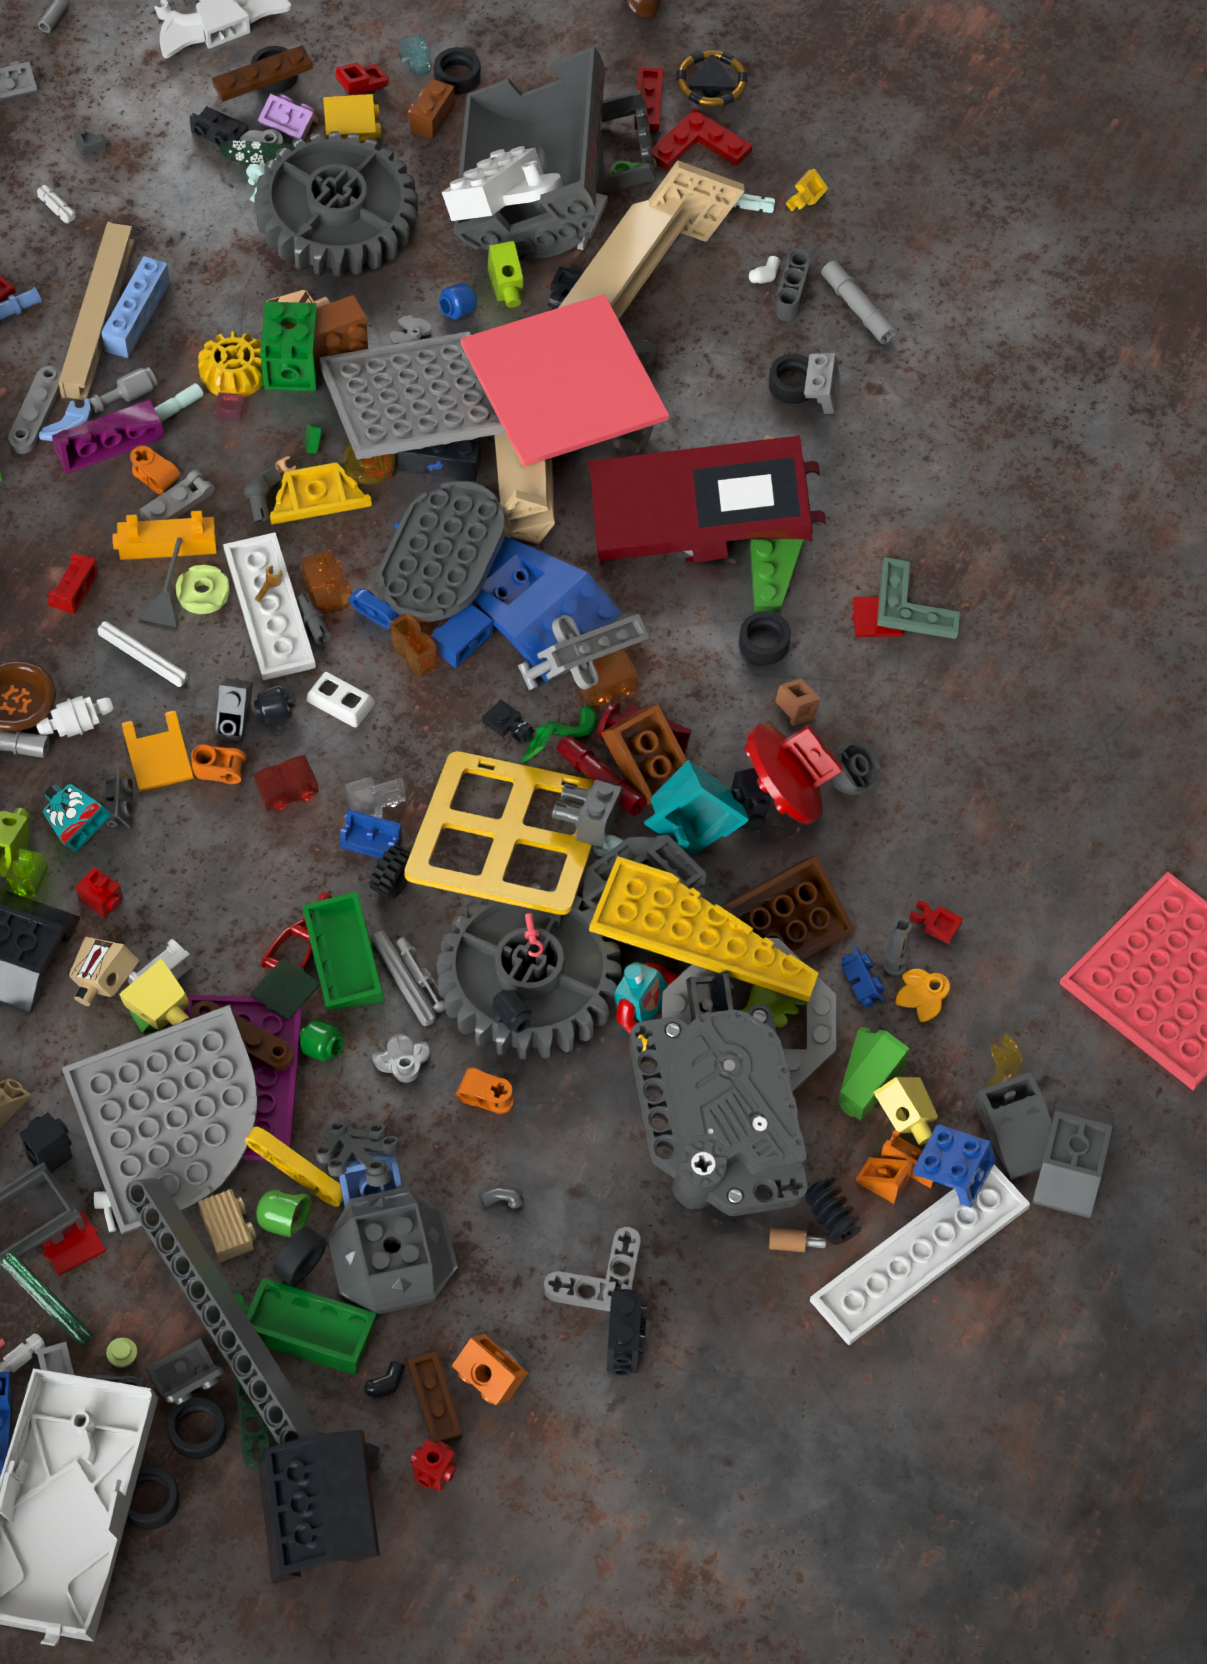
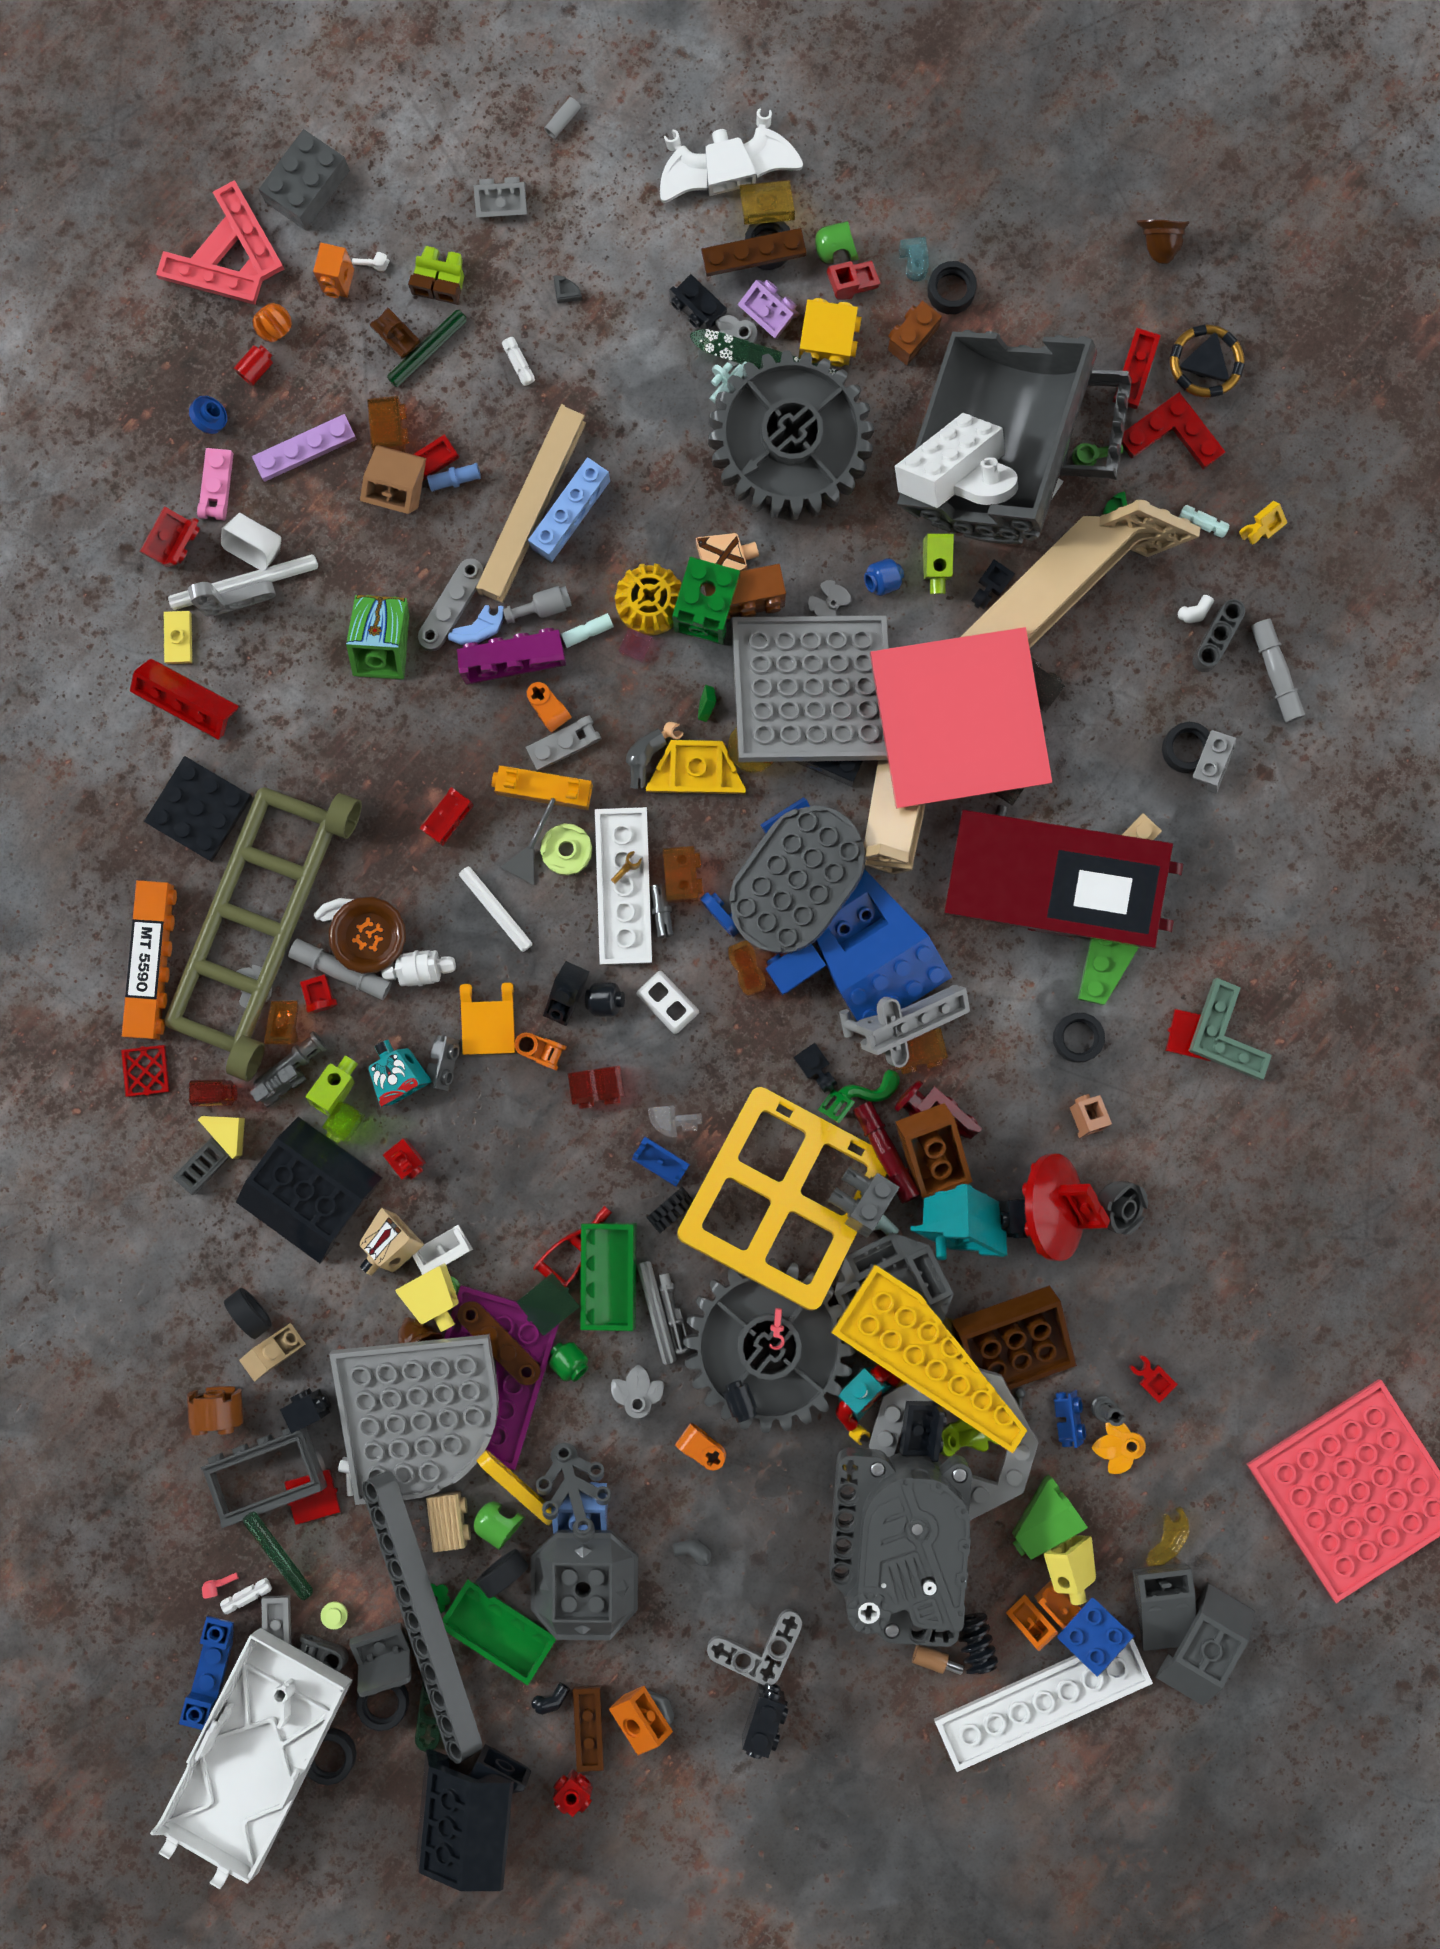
camera: 20 degrees right, 25 degrees up
(264, 37) = (767, 202): none -> clear yellow tile
(338, 53) = (834, 238): none -> bright green helmet

